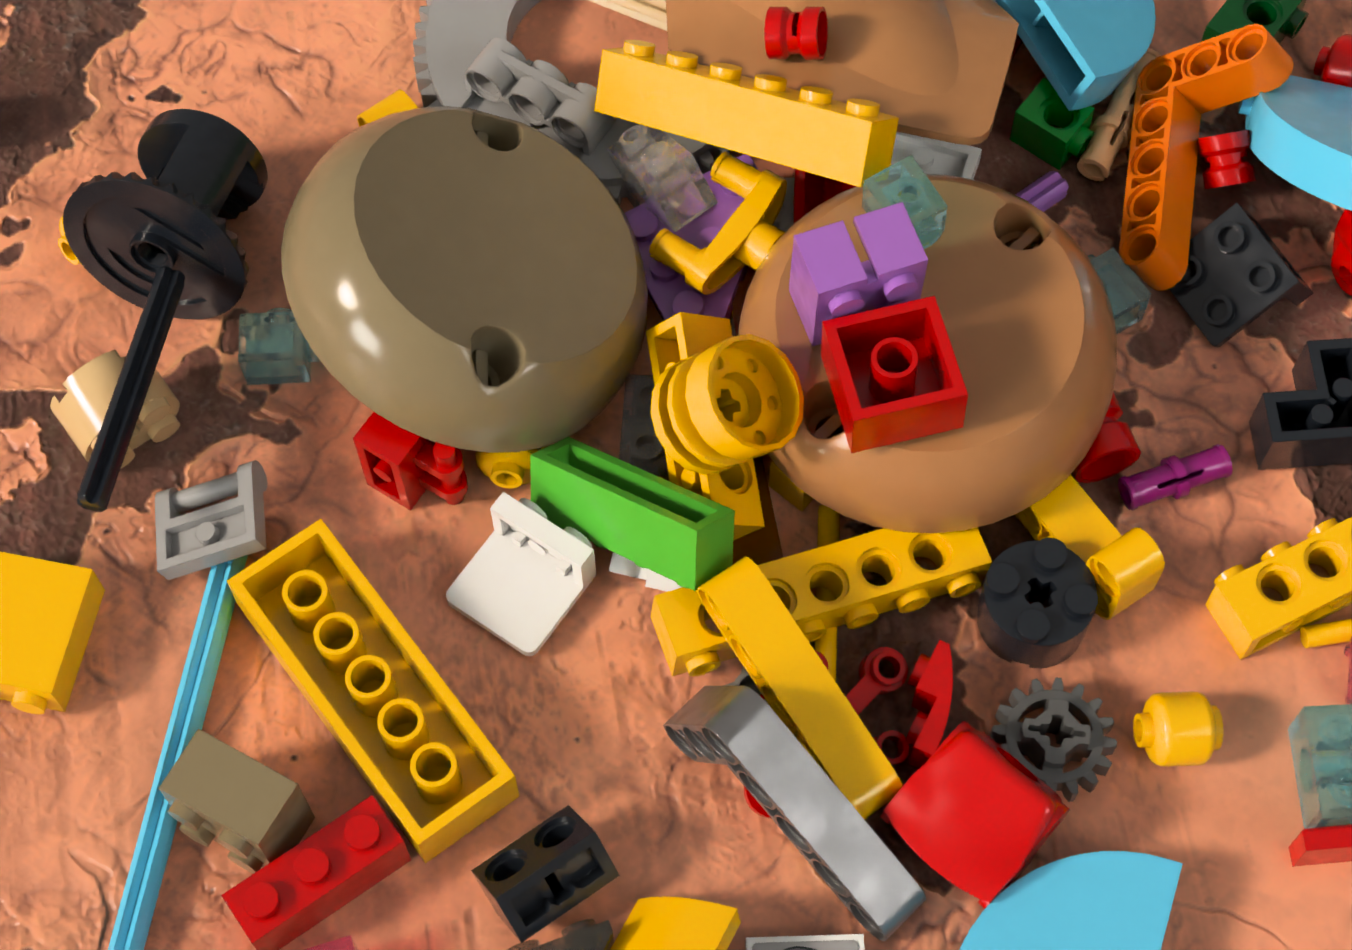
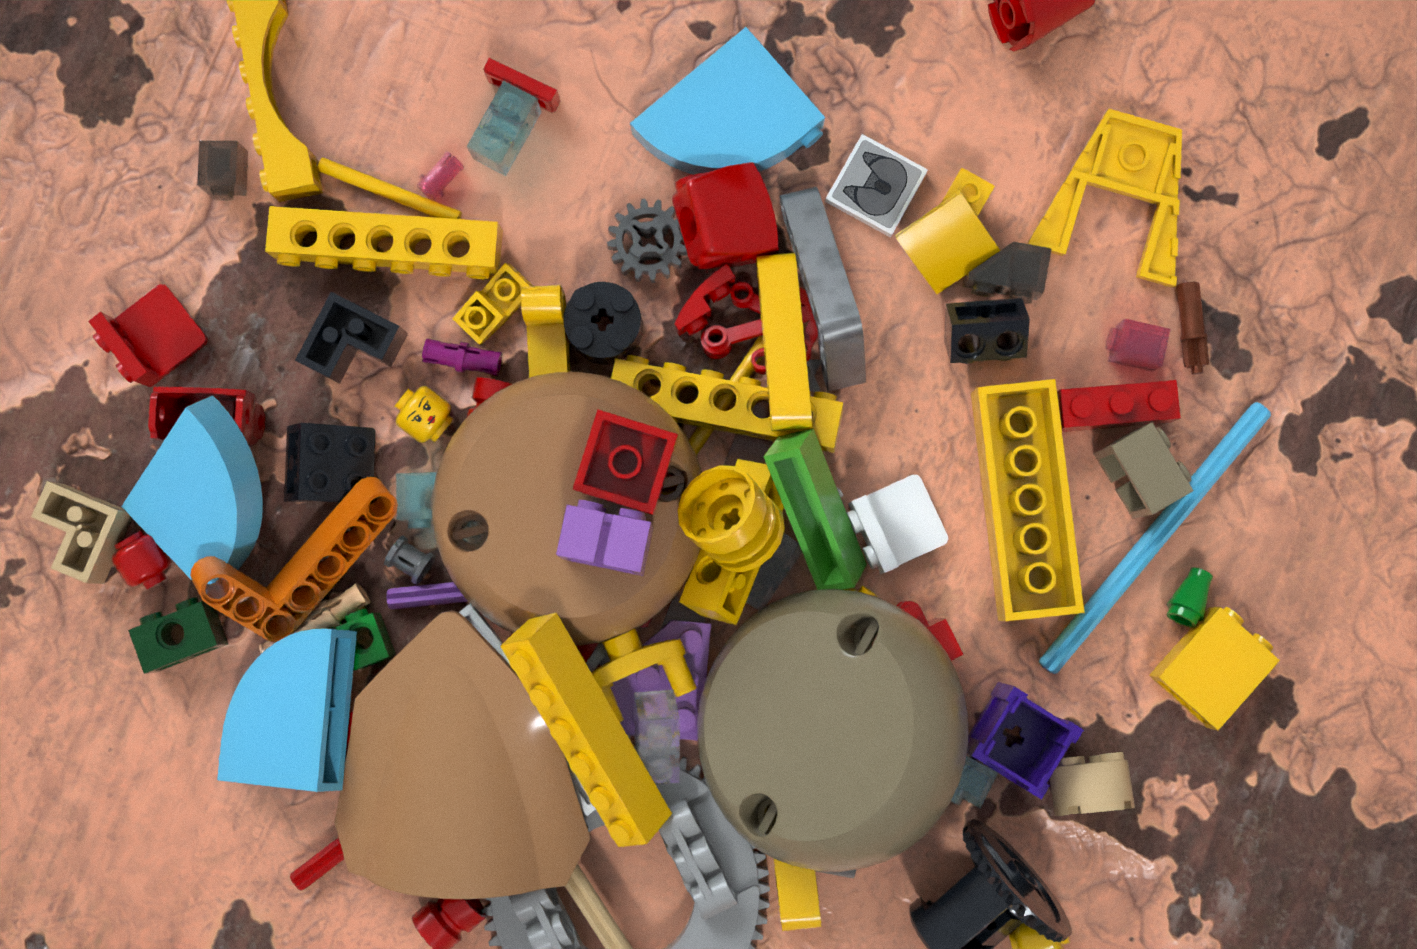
camera: 145 degrees left, 20 degrees up
(95, 697) = (1190, 599): none -> green cone
(131, 390) = (1084, 774): black axle -> none
(214, 532) = (1072, 661): light grey plate -> none
(231, 401) = (1042, 742): none -> dark purple container
(796, 33) = (516, 766): red wheel -> none
(910, 185) = (538, 578): clear light blue brick -> none
(1078, 224) = (409, 560): none -> flat silver bush
(1170, 383) = (423, 414): none -> yellow head
(1178, 728) = (573, 203): yellow head -> none
(1189, 548) = (493, 304): none -> yellow slope
(1226, 159) = (274, 546): red wheel -> none

